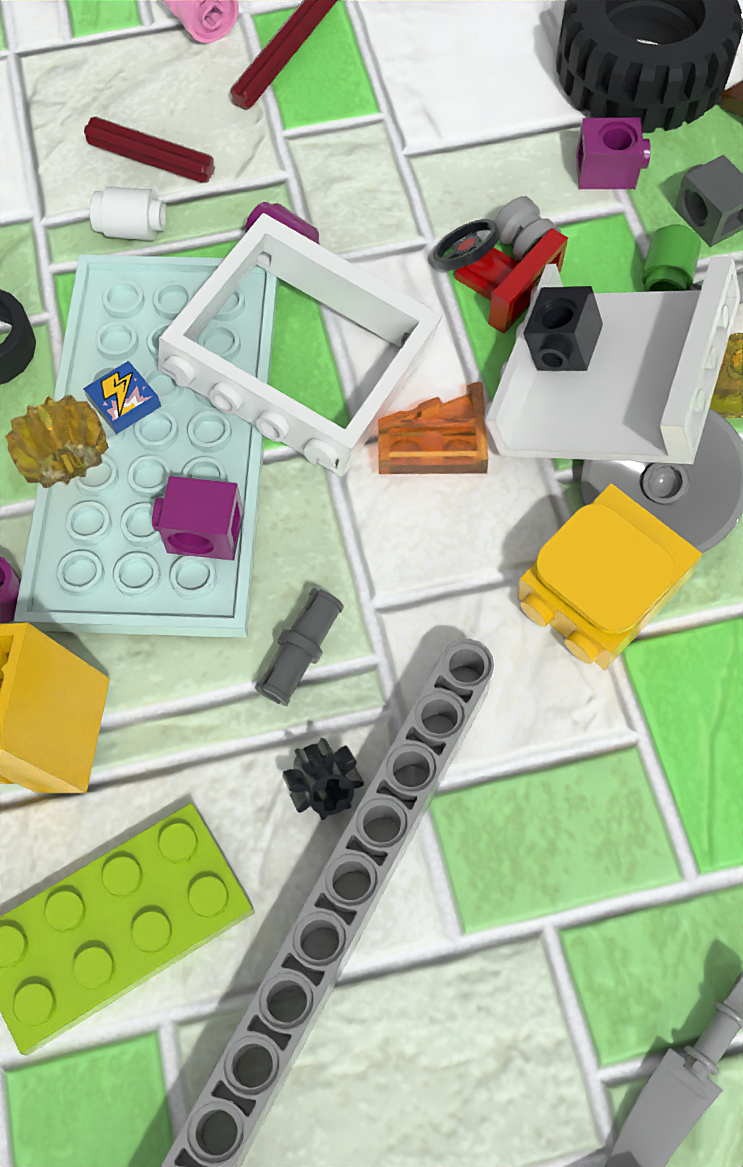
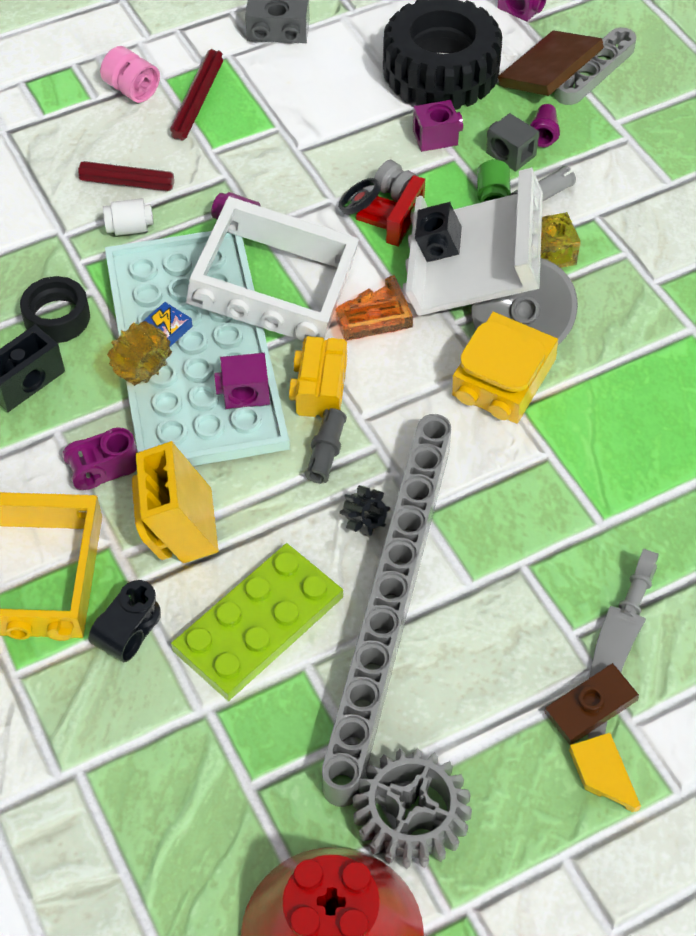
camera: 15 degrees left, 10 degrees down
(323, 529) = (320, 375): none -> yellow brick

